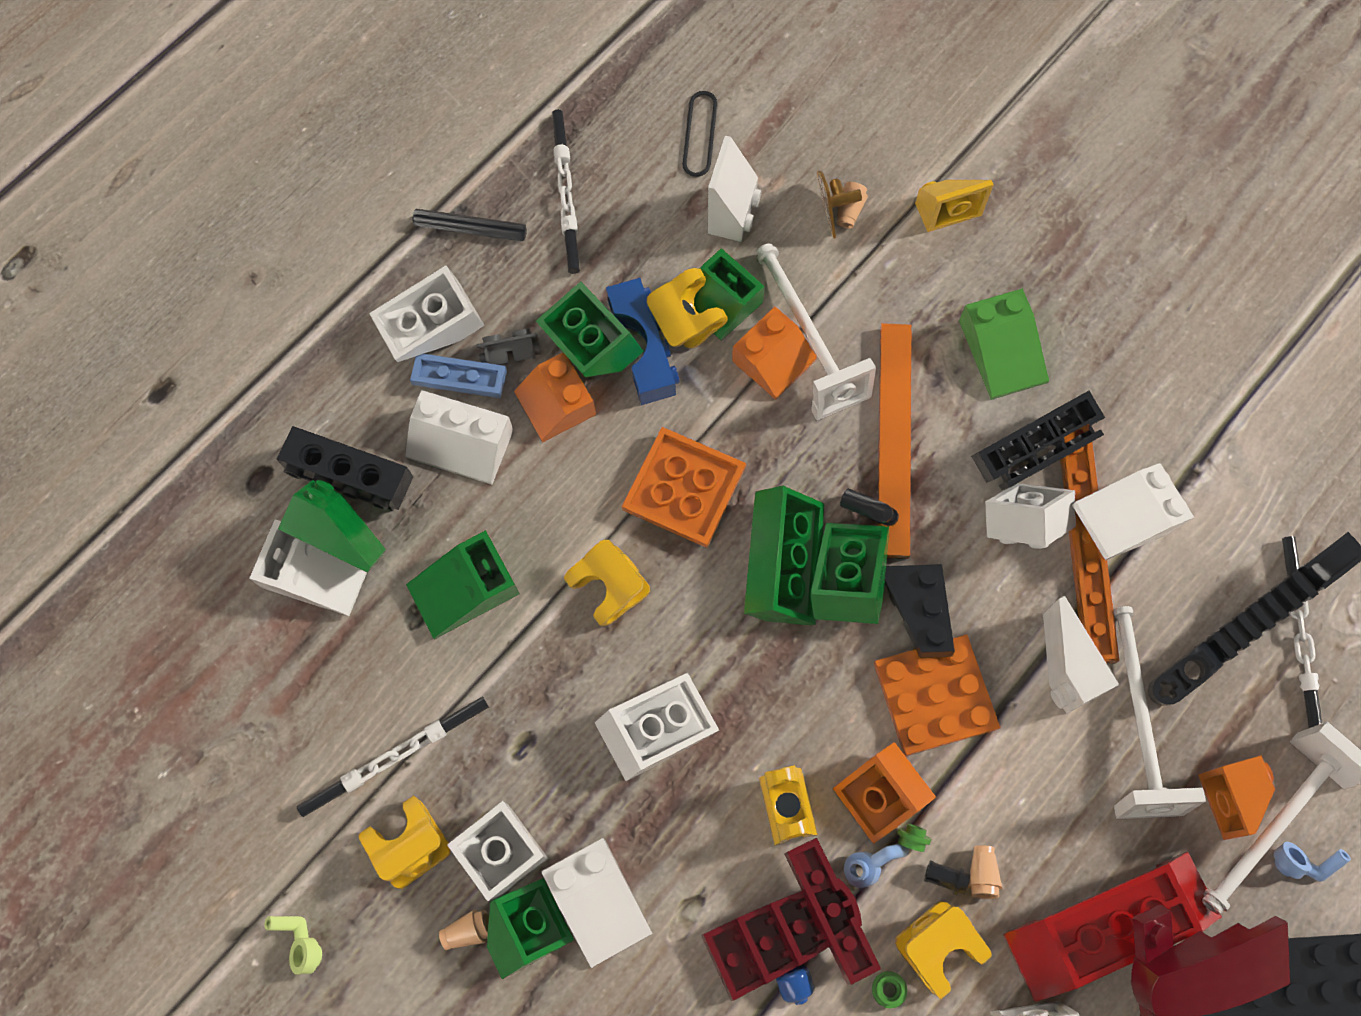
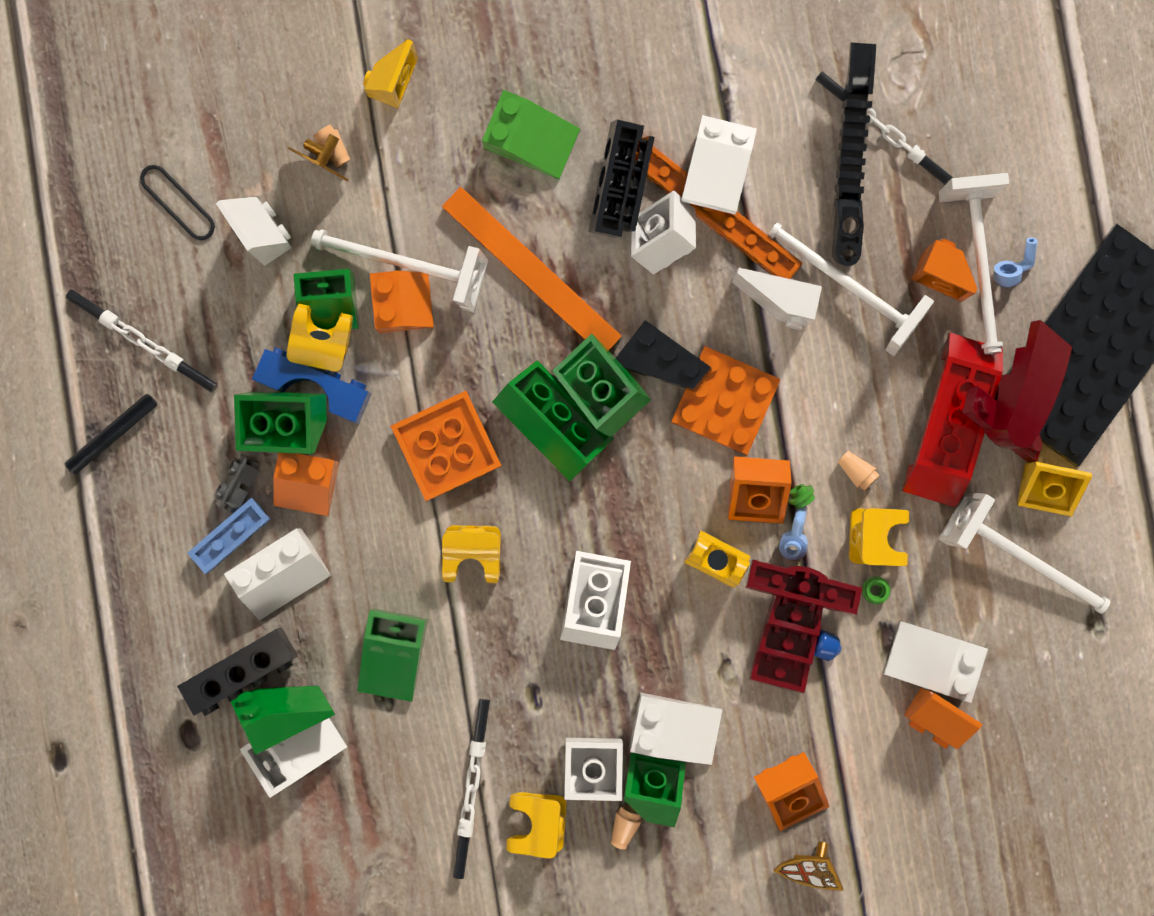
camera: 55 degrees left, 15 degrees up
(427, 316) = (165, 524): white slope -> none
(869, 507) = (567, 334): black bar -> none
(947, 877) = (841, 496): black pin -> none

